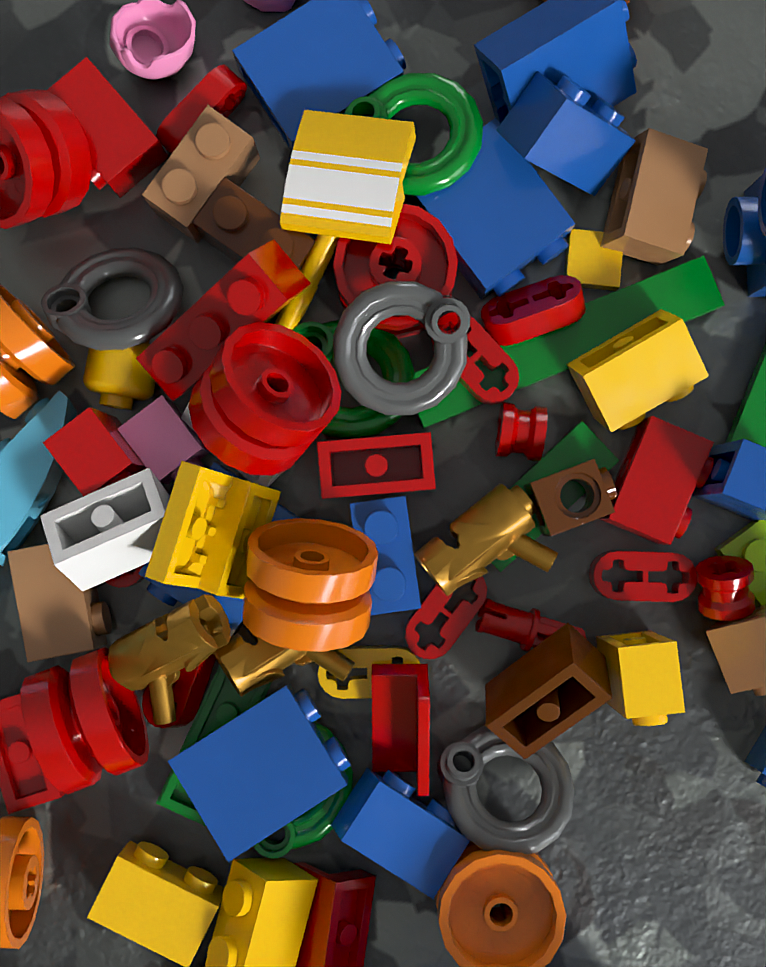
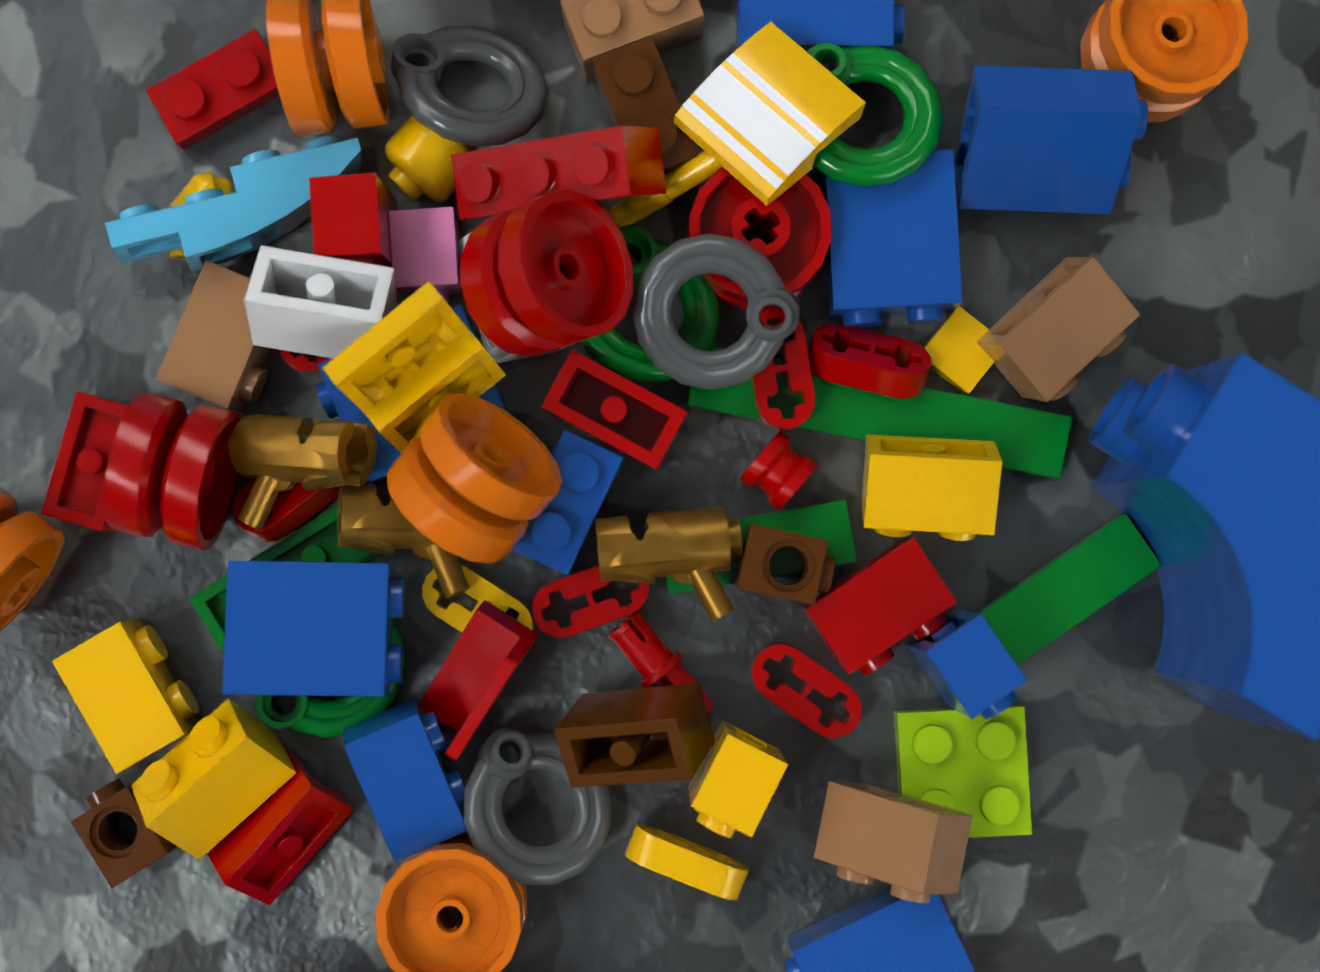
camera: 25 degrees right, 0 degrees up
(565, 133) = (1010, 209): blue brick -> none
(640, 756) = (686, 862): none -> yellow beam
(725, 588) = (876, 752): red wheel -> none

